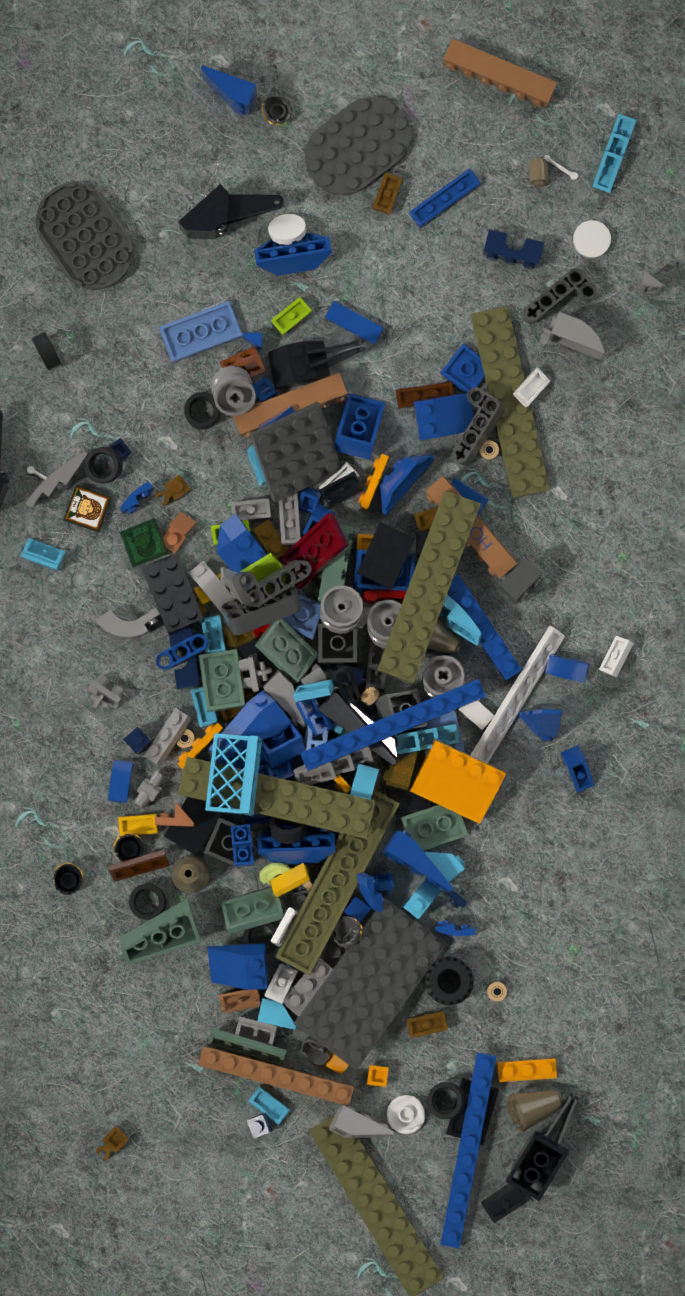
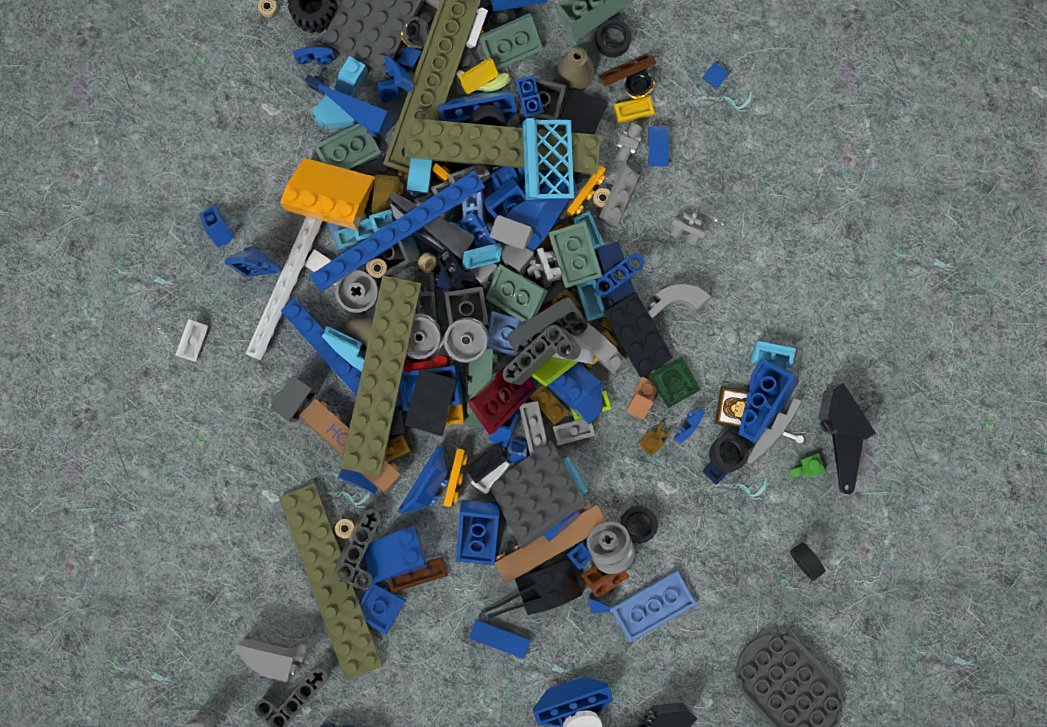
camera: 170 degrees right, 0 degrees up
(26, 441) = (809, 467): none -> bright green plate
(49, 847) = (715, 75): none -> blue tile
(56, 515) = (766, 396): none -> blue wedge
(67, 878) = (693, 46): black hair -> none
(137, 740) = (648, 187): dark blue brick -> none
(180, 818) = (593, 116): nougat slope -> none
(281, 707) = (511, 232): none -> light grey slope
(291, 316) = (564, 636): lime plate -> none
(419, 695) = (376, 267): none -> tan tile
(531, 387) = (309, 598): white tile -> none
(567, 668) = (238, 320): blue slope -> none

